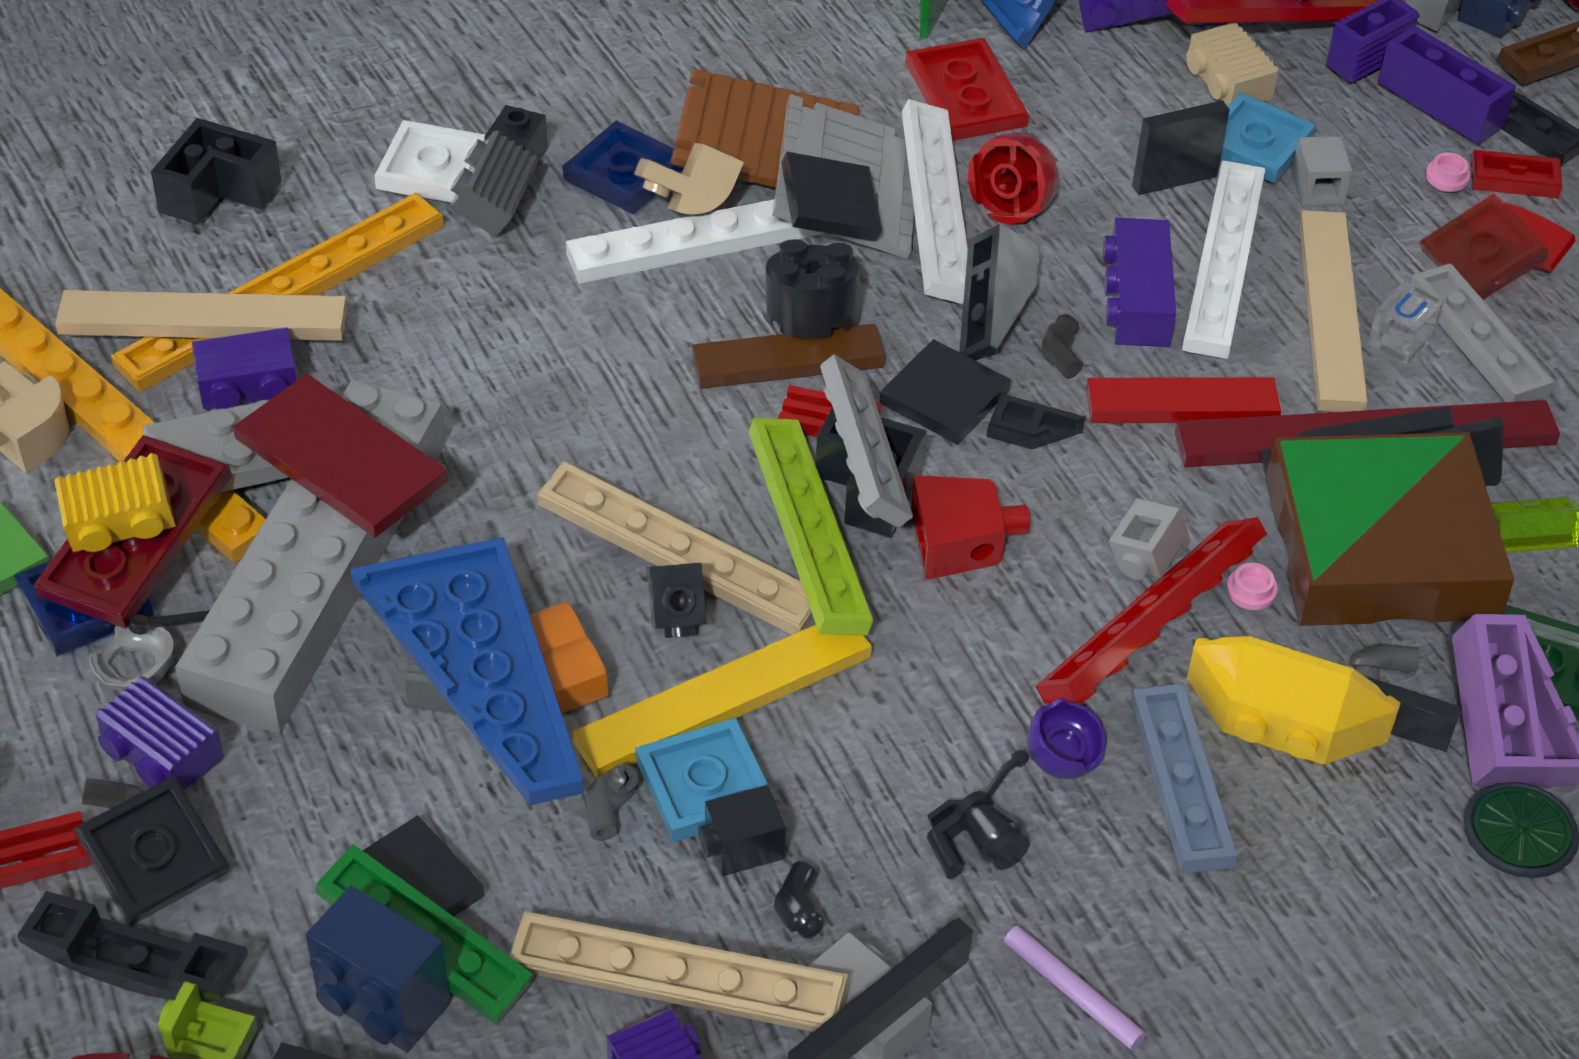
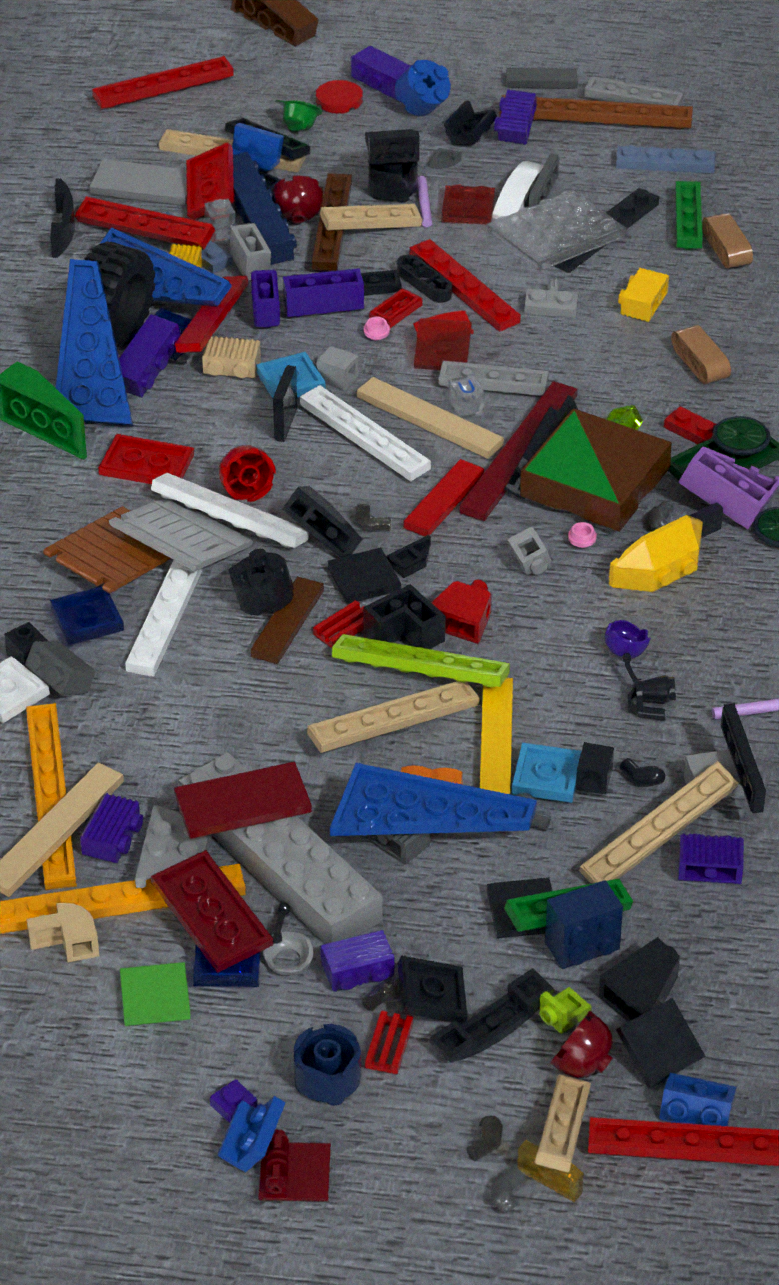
camera: 55 degrees left, 5 degrees down
(114, 503) = (205, 900): yellow brick -> none
(676, 598) = (430, 727): black brick -> none
(700, 187) = (140, 587): tan brick -> none
(831, 196) = (203, 542): black tile -> none
(865, 442) = (420, 607): light grey plate -> none
(1140, 282) = (357, 468): dark purple brick -> none
(1141, 620) = (572, 574): red plate -> none
(1183, 779) = (674, 613): sand blue plate -> none

